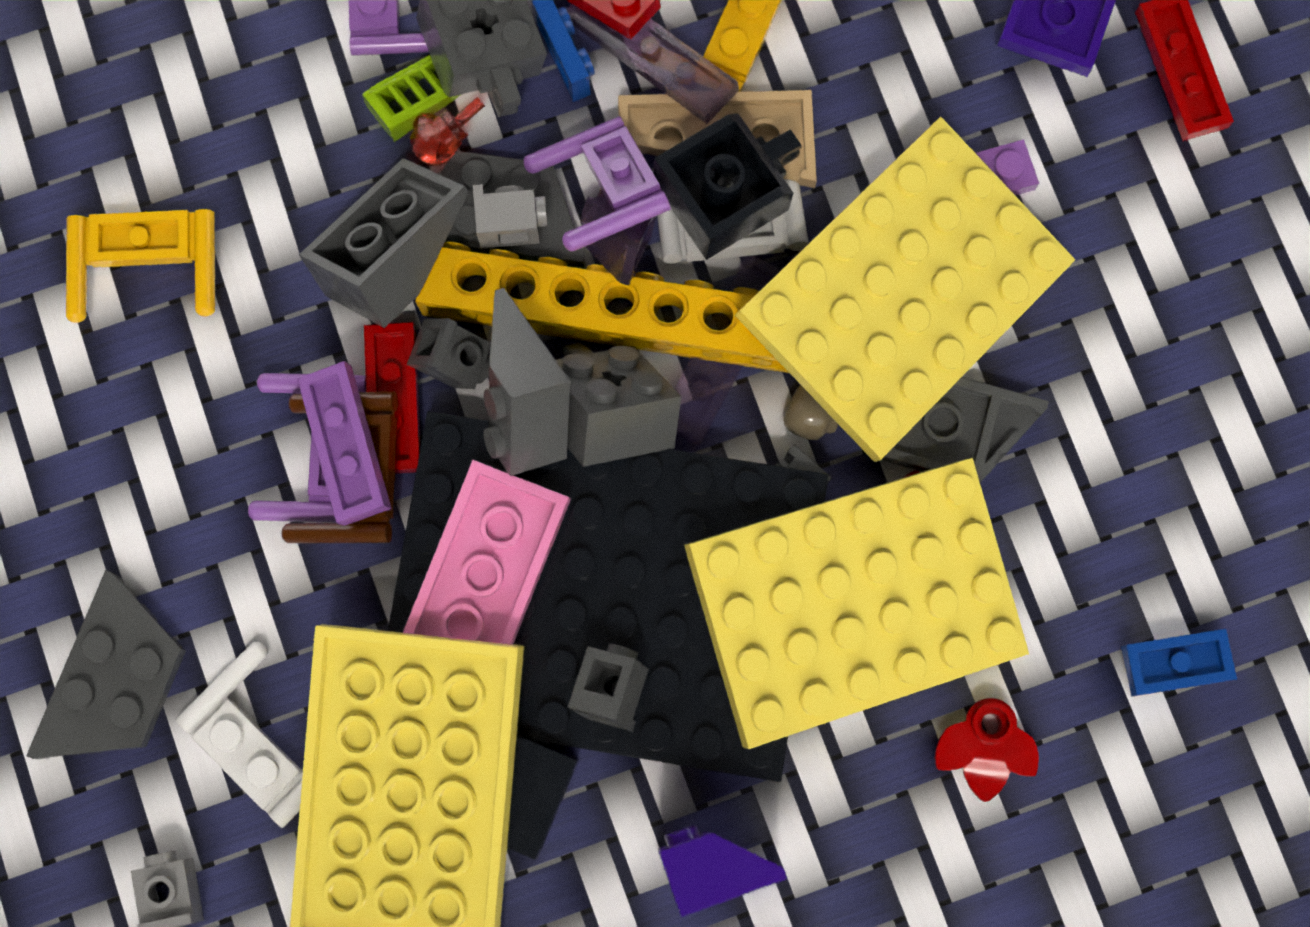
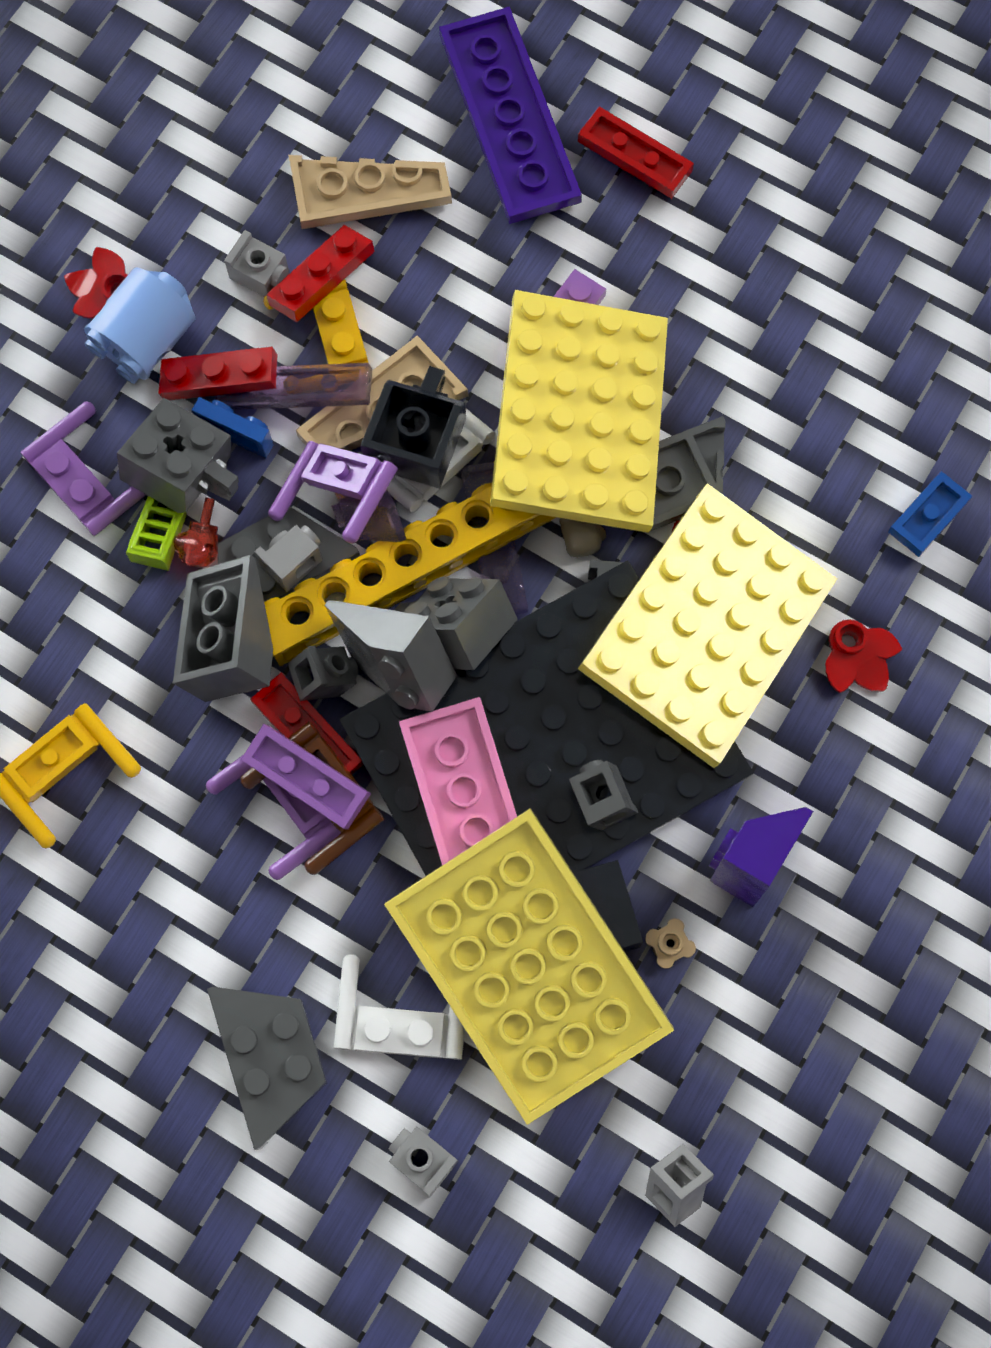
camera: 35 degrees left, 5 degrees down
(554, 889) = (668, 955): none -> tan plate

